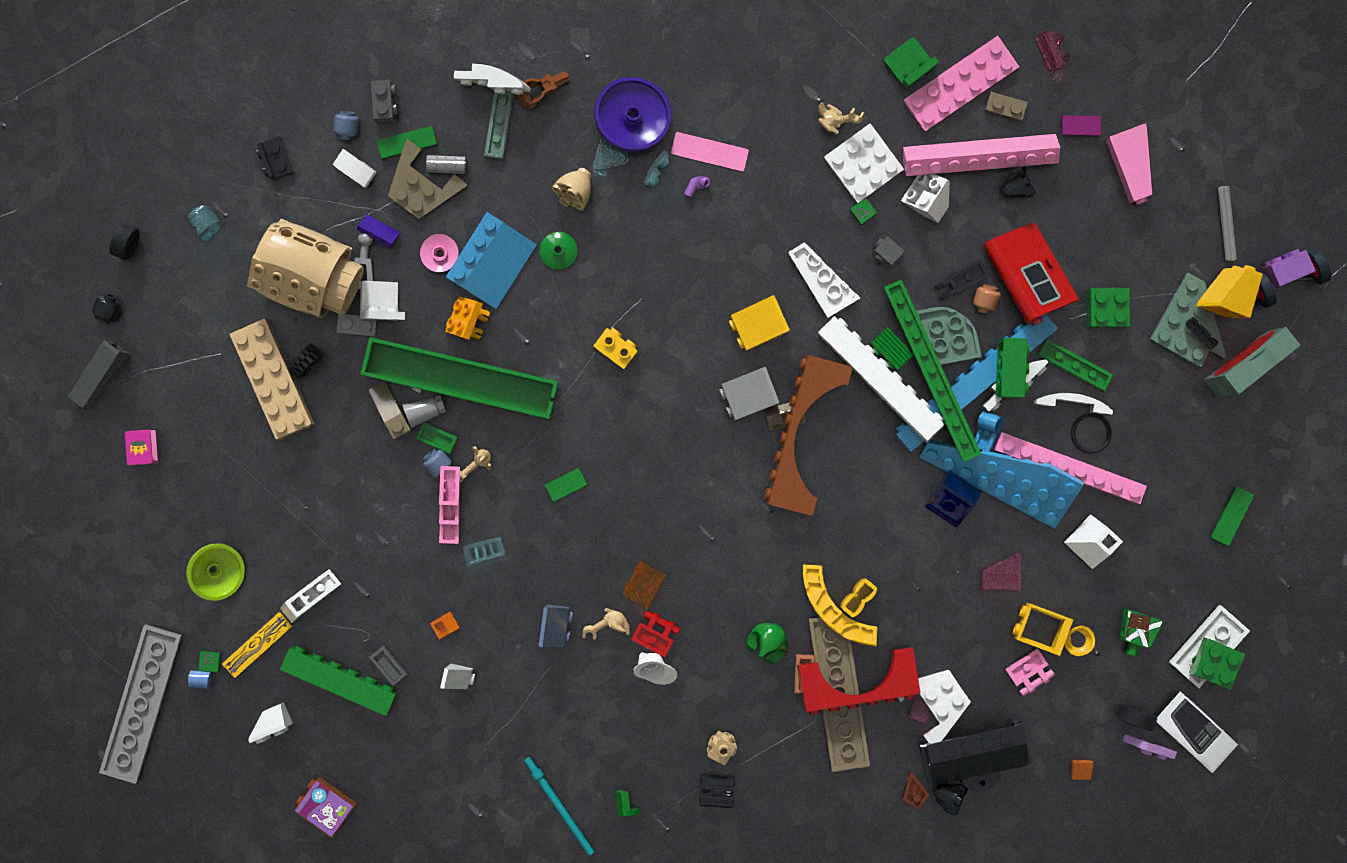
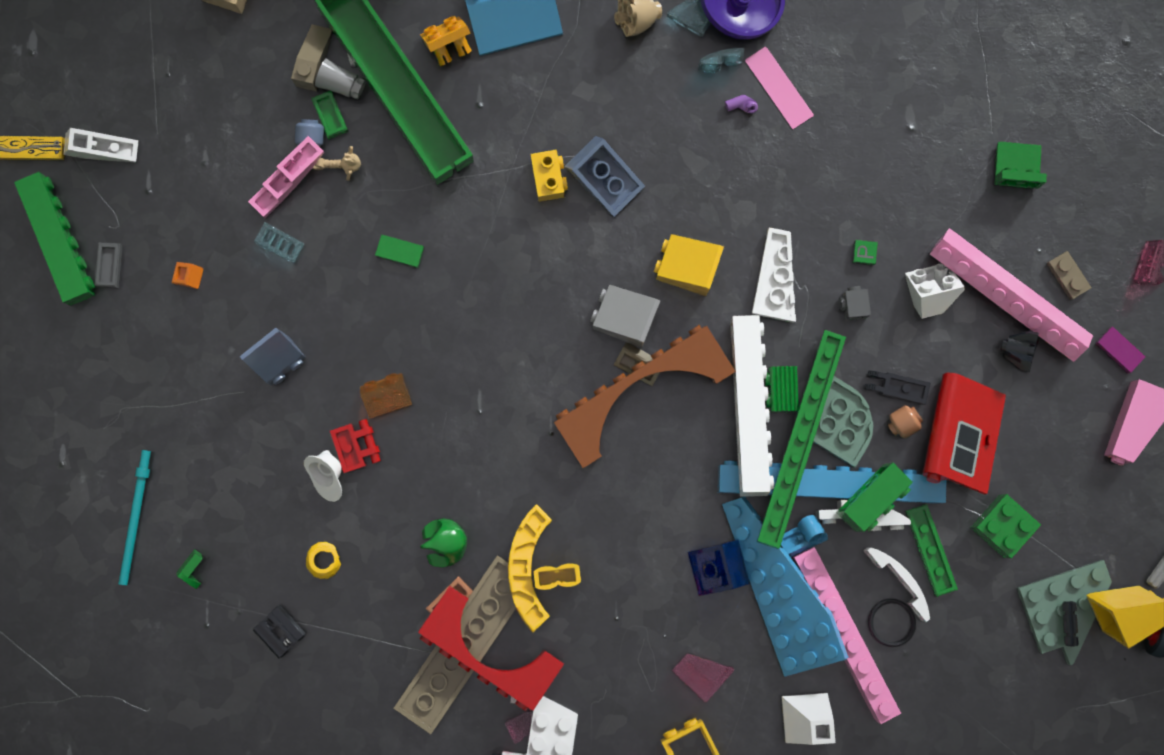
camera: 45 degrees right, 5 degrees down
(223, 580) = (31, 66): lime dish -> none
(457, 677) = (151, 323): white slope -> none
(561, 260) = (576, 64): green dish -> none
(615, 621) = (330, 400): tan piece -> none
(652, 314) = (605, 175): none -> sand blue slope
(692, 716) = (322, 573): none -> yellow piece
(721, 747) = (318, 596): tan brick -> none
(833, 117) = (910, 152): tan piece -> none
(863, 163) = (902, 213): white plate -> none
(961, 83) = (1046, 222): bright pink plate -> none
(1252, 362) = (1097, 689): sand green tile -> none

